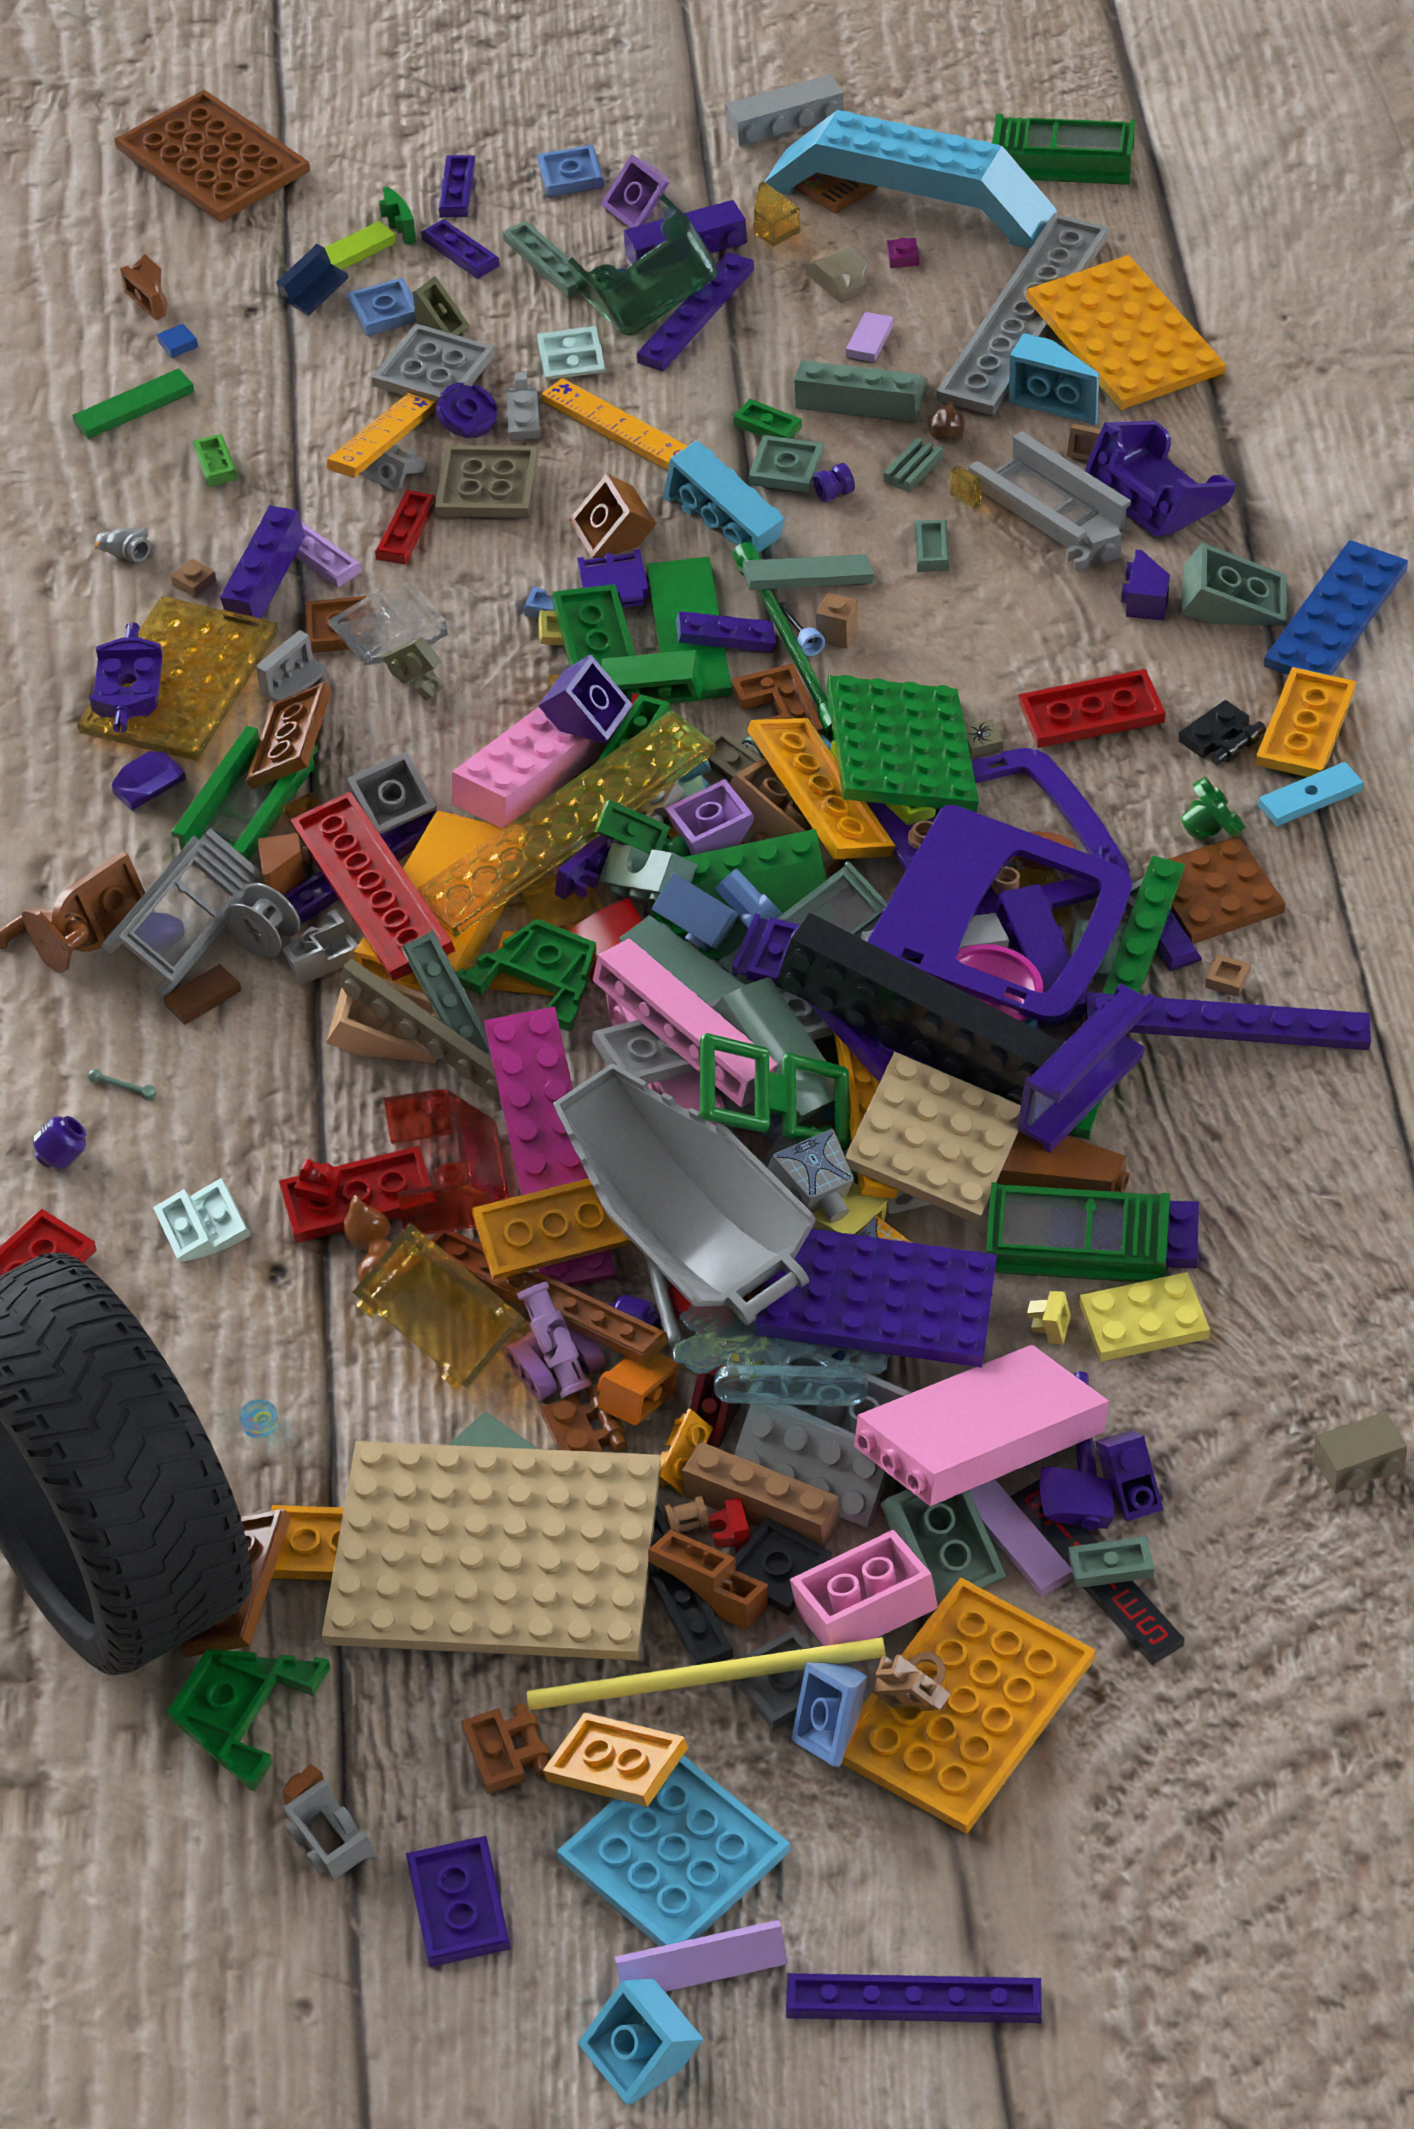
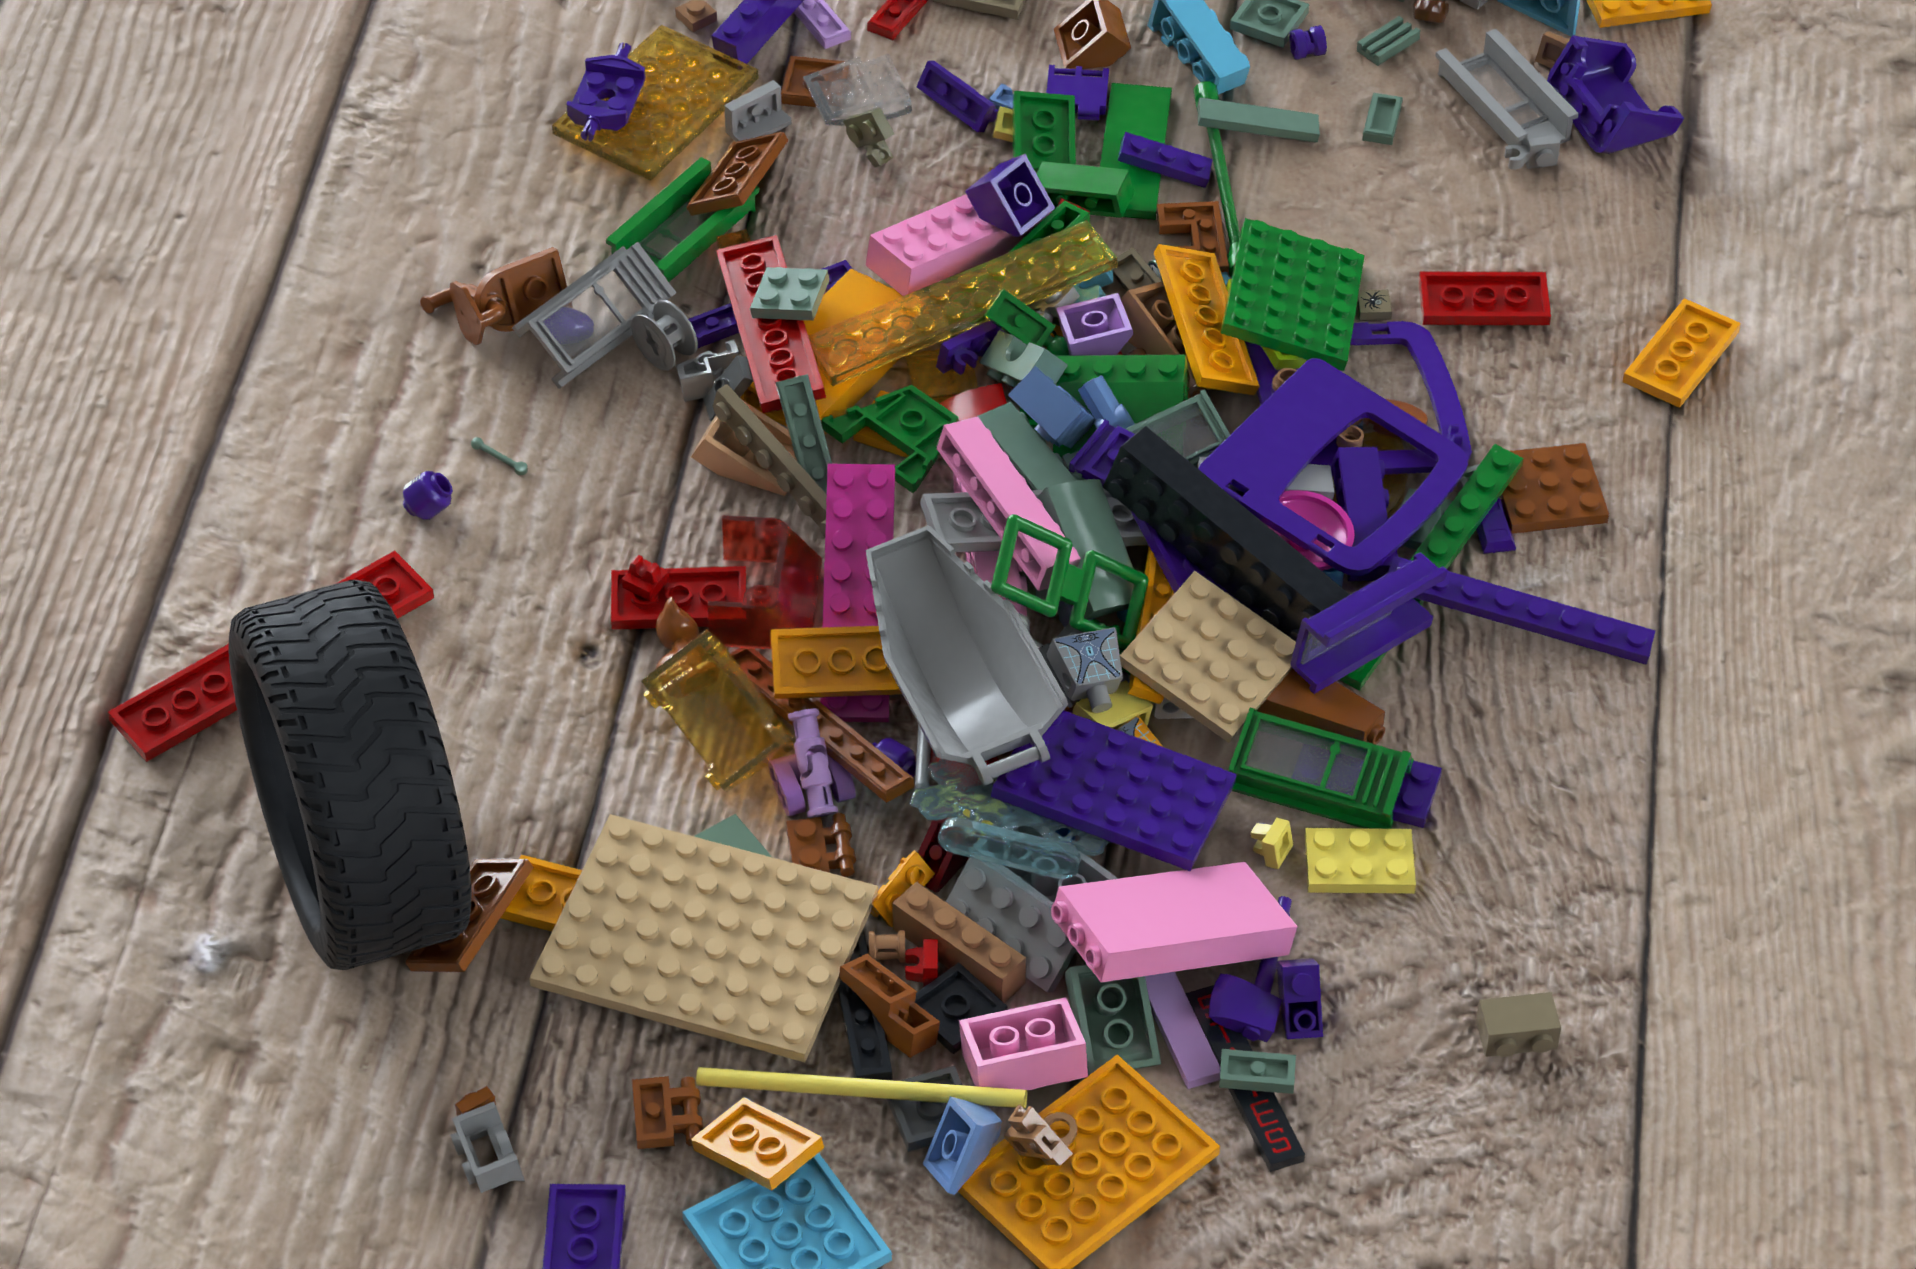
camera: 10 degrees right, 0 degrees up
(146, 778) = (600, 187): dark purple slope -> none
(202, 994) = (593, 390): reddish brown tile -> none
(202, 1222) = (534, 593): light aqua slope -> none
(226, 1697) = (433, 1012): green wing -> none
(258, 1418) = (533, 777): clear light blue tile -> none
(283, 861) = (698, 287): dark orange slope -> none
(352, 945) = (736, 375): none -> dark grey plate
(384, 850) = (789, 293): none -> sand green plate
(391, 793) = (814, 242): light grey slope -> none
(491, 609) = (957, 96): none -> dark purple plate
(636, 1389) = (874, 824): orange brick -> none
(805, 639) = (1237, 181): light blue hinge -> none
(837, 619) = (1271, 169): medium nougat brick -> none
(965, 486) = (1429, 70): clear yellow tile -> none
(1147, 588) = (1570, 199): dark purple slope -> none
(1210, 813) = (1564, 416): green plate -> none
(1214, 730) = (1594, 341): black plate -> none
(1228, 975) = (1534, 568): medium nougat plate -> none
(1232, 589) = (1651, 215): sand green slope -> none
(1310, 794) = (1665, 418): medium azure tile -> none
(1337, 610) = (1745, 254): blue plate -> none

